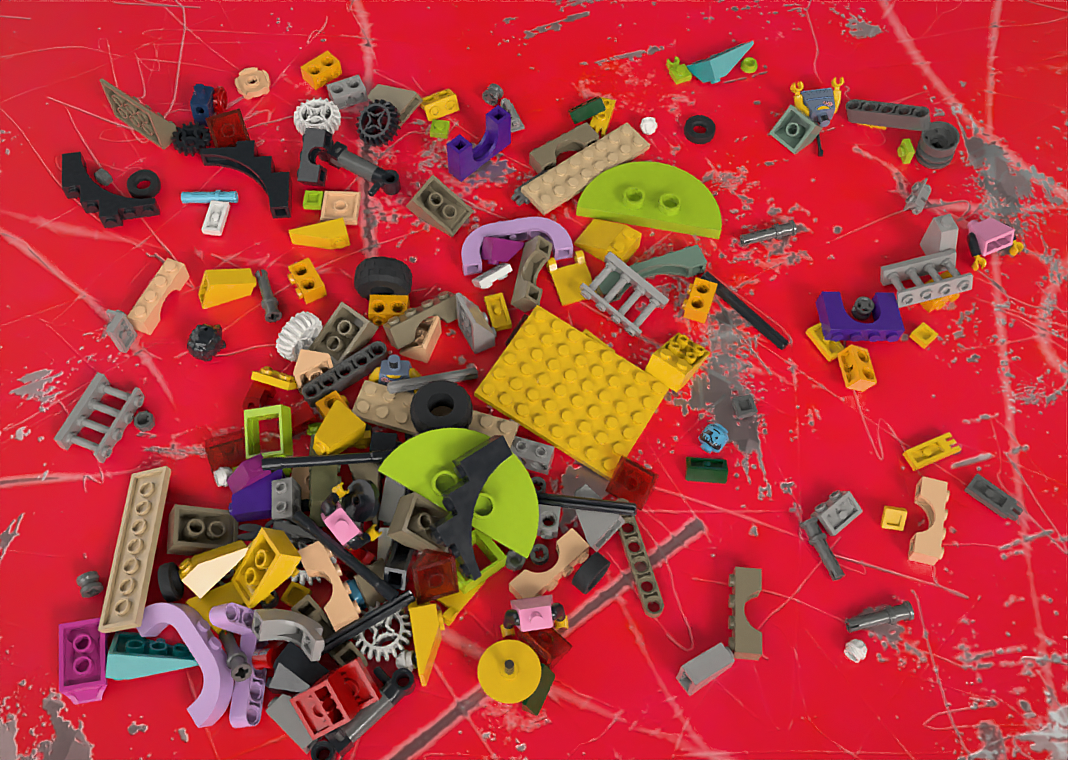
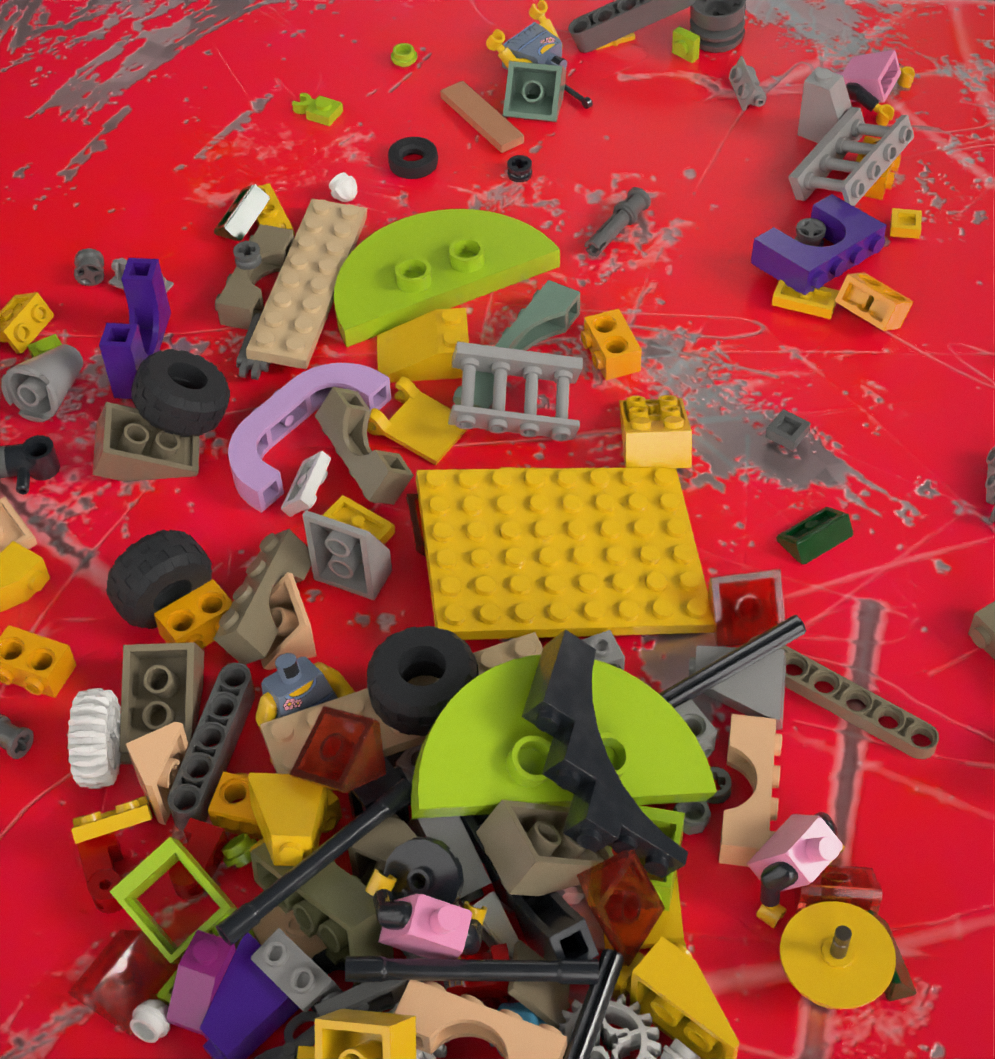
camera: 35 degrees left, 10 degrees down
(374, 419) = (341, 751): none -> clear red slope
(416, 383) = (354, 665): light grey axle -> none
(422, 143) = (42, 382): none -> light grey cone
(463, 200) = (180, 393): none -> black tyre
(499, 250) = (288, 443): magenta slope -> none
(563, 140) = (247, 248): none -> dark grey bush
(590, 572) = (811, 751): black tyre -> none
(713, 438) = (790, 488): dark azure head -> none
(719, 64) = (366, 73): teal wedge -> none
(746, 174) = (519, 168): none -> black bush
(747, 312) = (688, 325): black axle -> none
(757, 127) = (482, 116): none -> nougat tile

